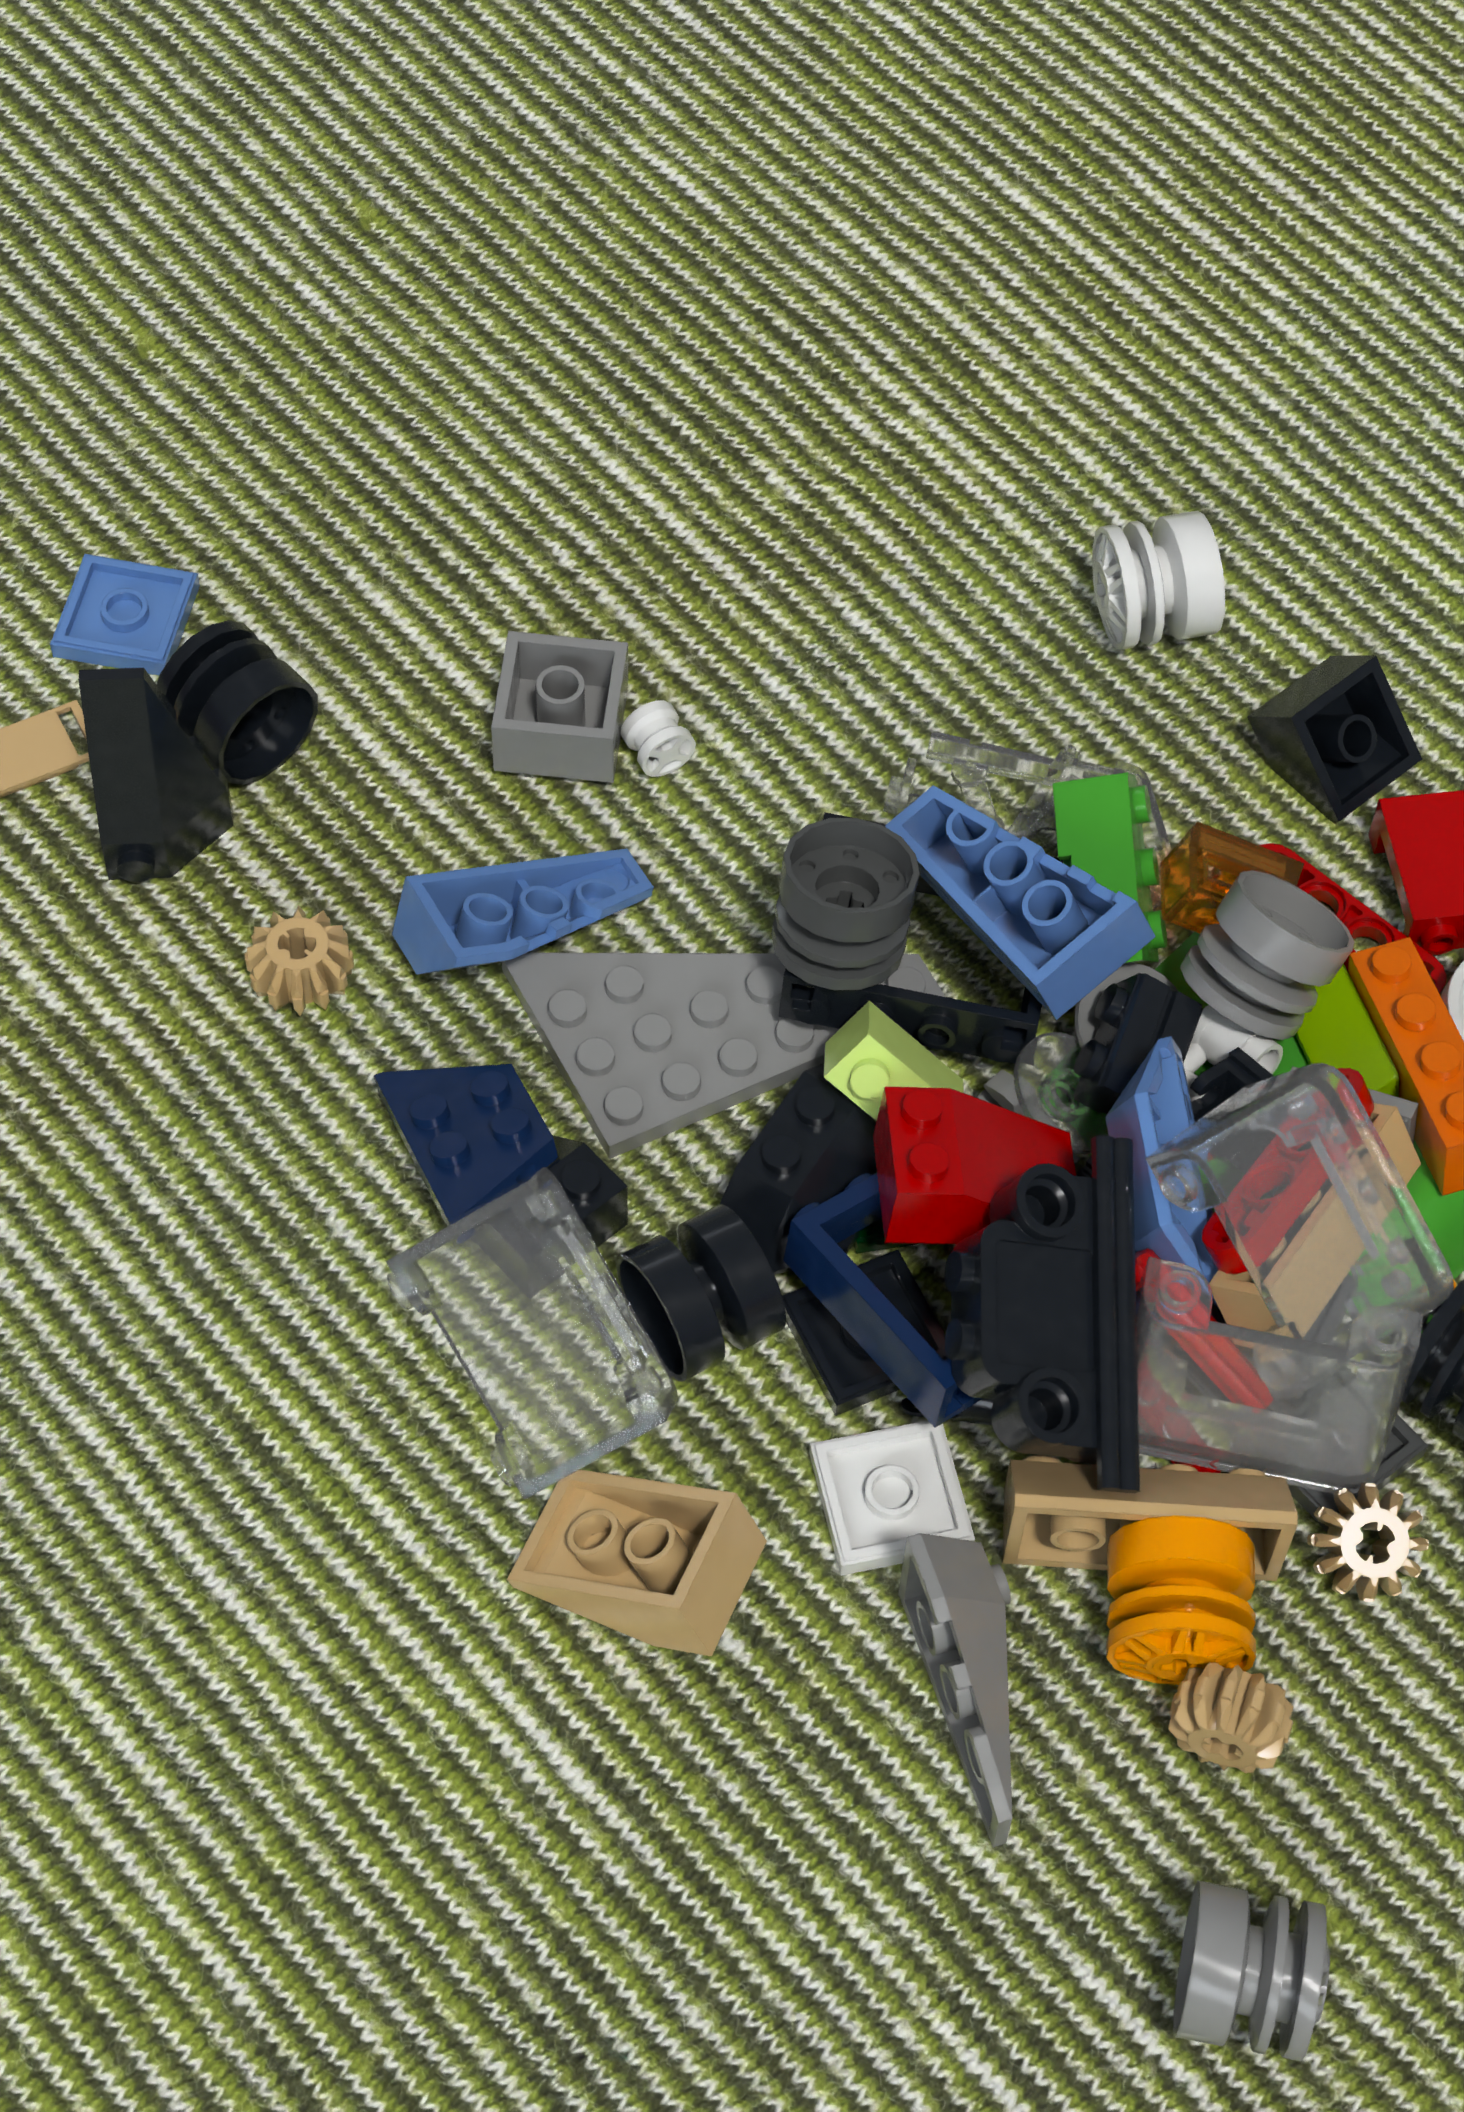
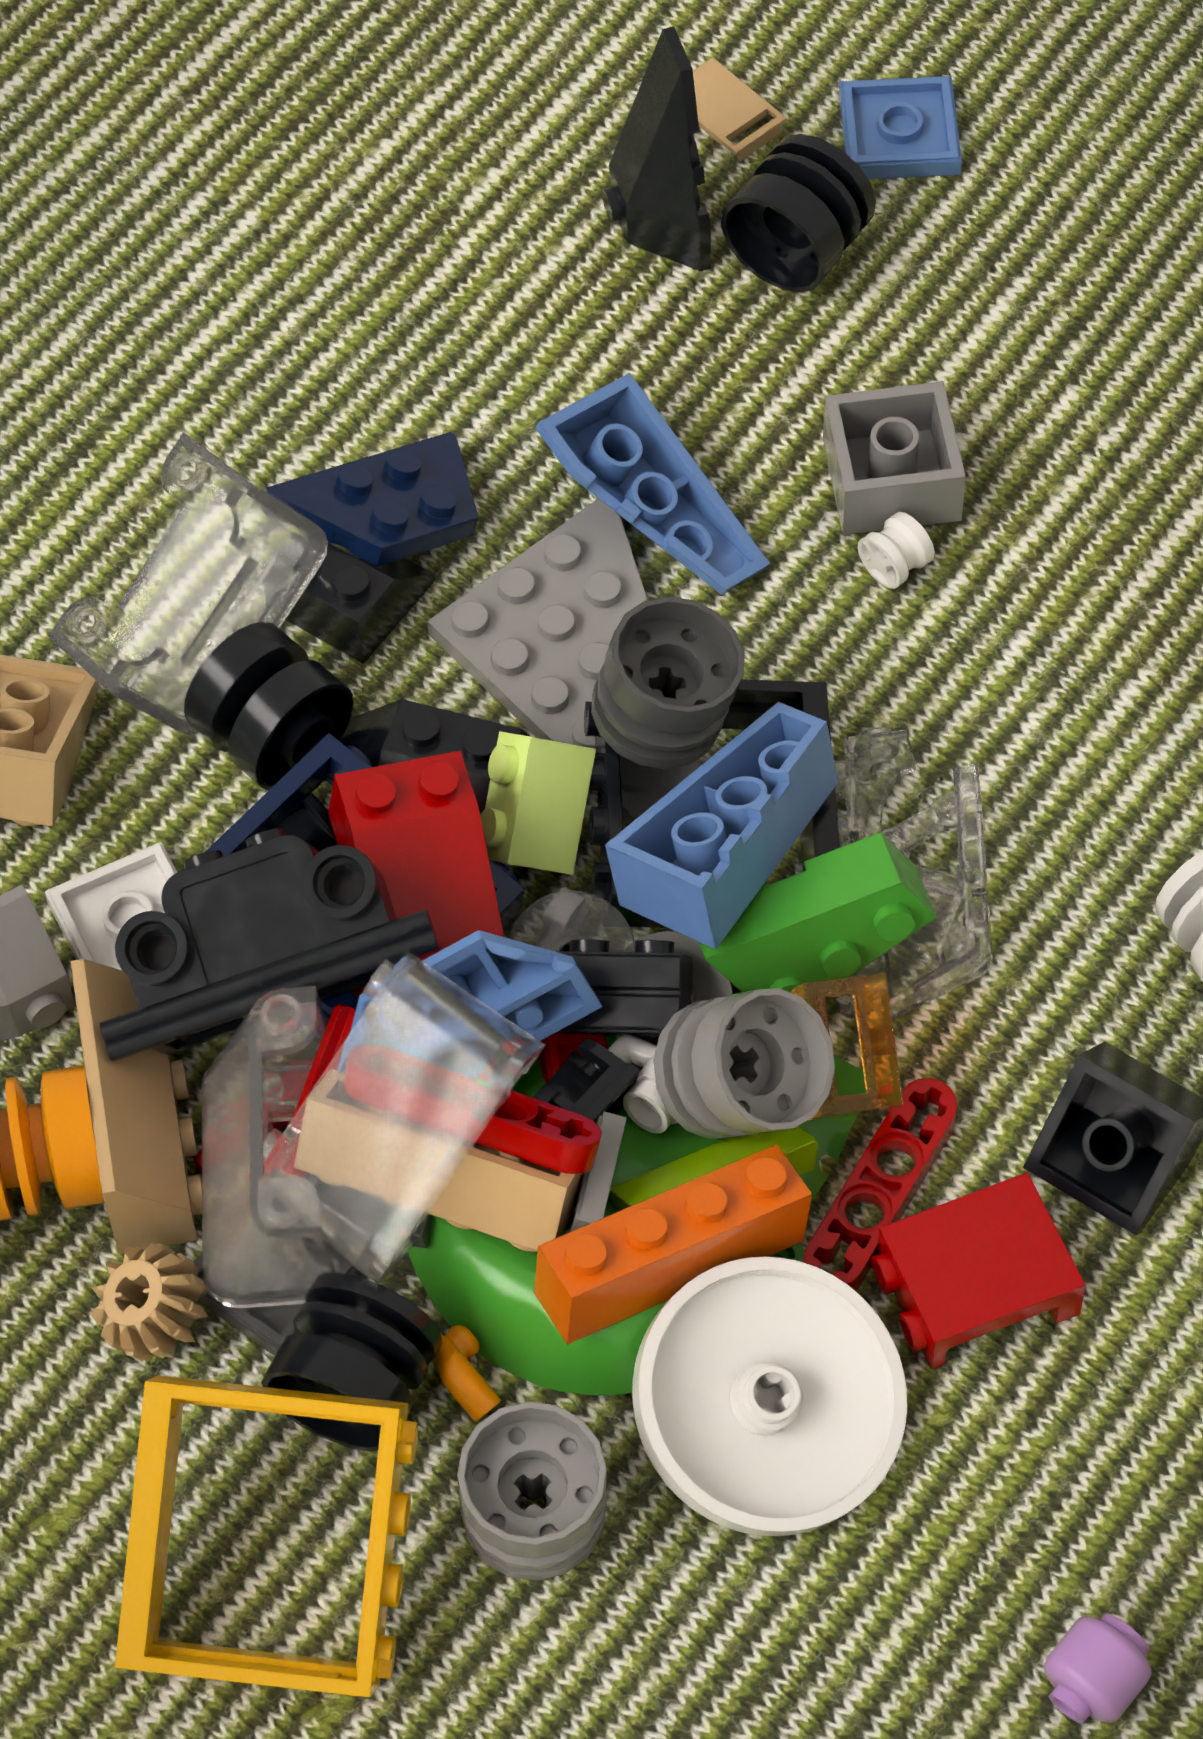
camera: 80 degrees right, 0 degrees up
(299, 960) = (550, 344): tan gear -> none

